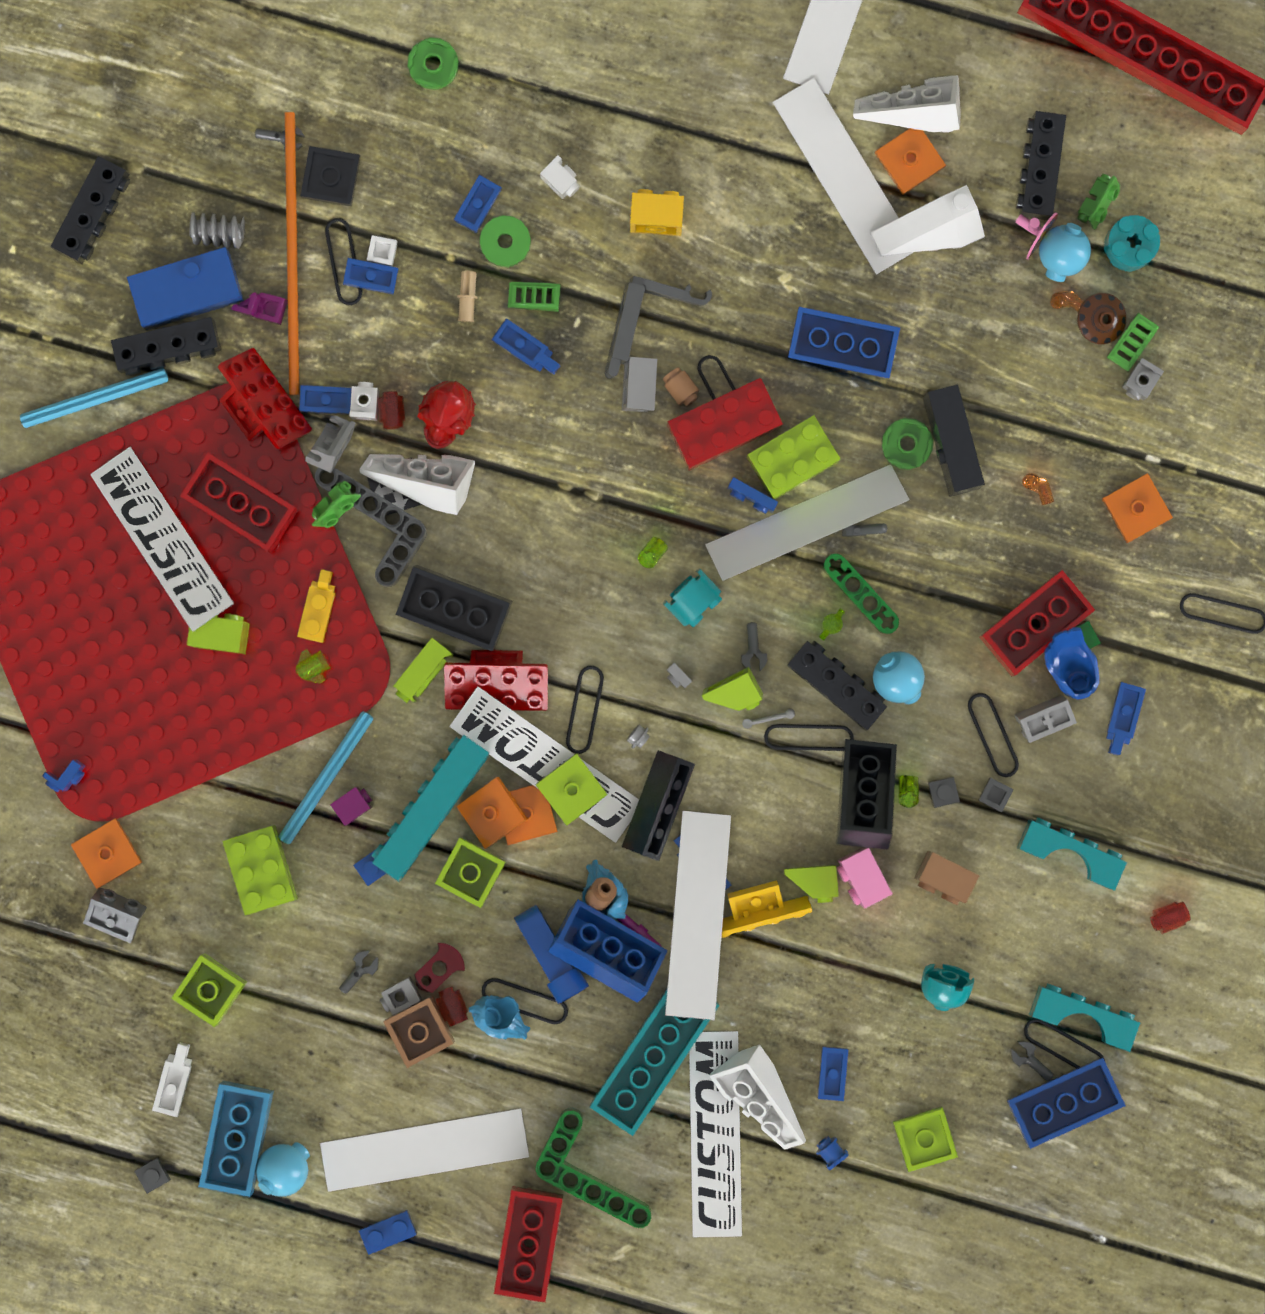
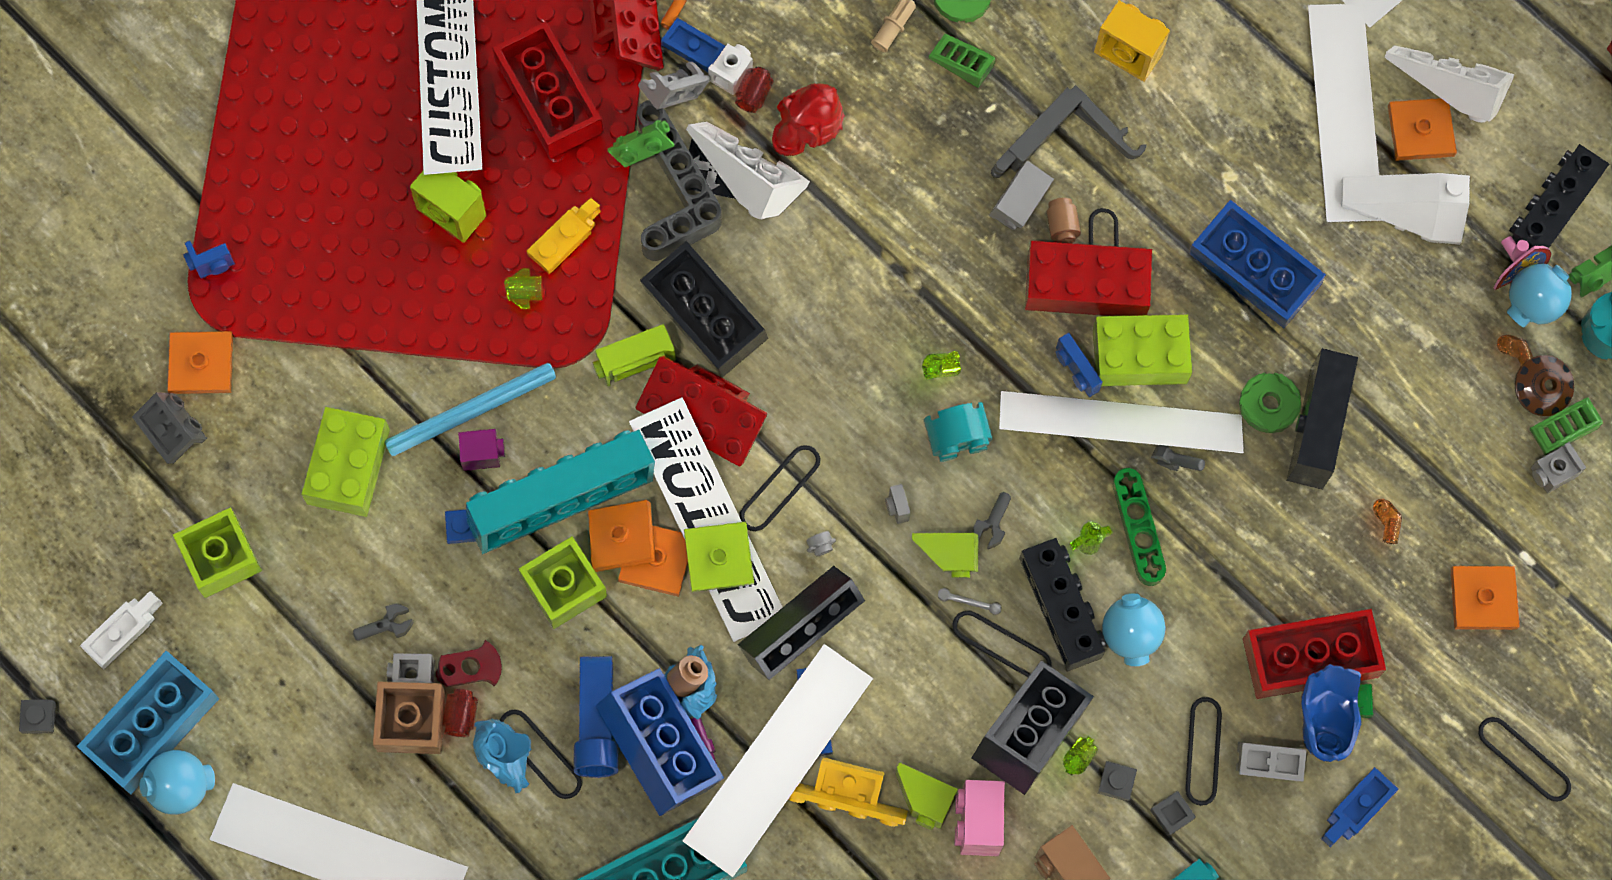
camera: 25 degrees right, 15 degrees down
(525, 347) = (925, 101): blue hinge -> none

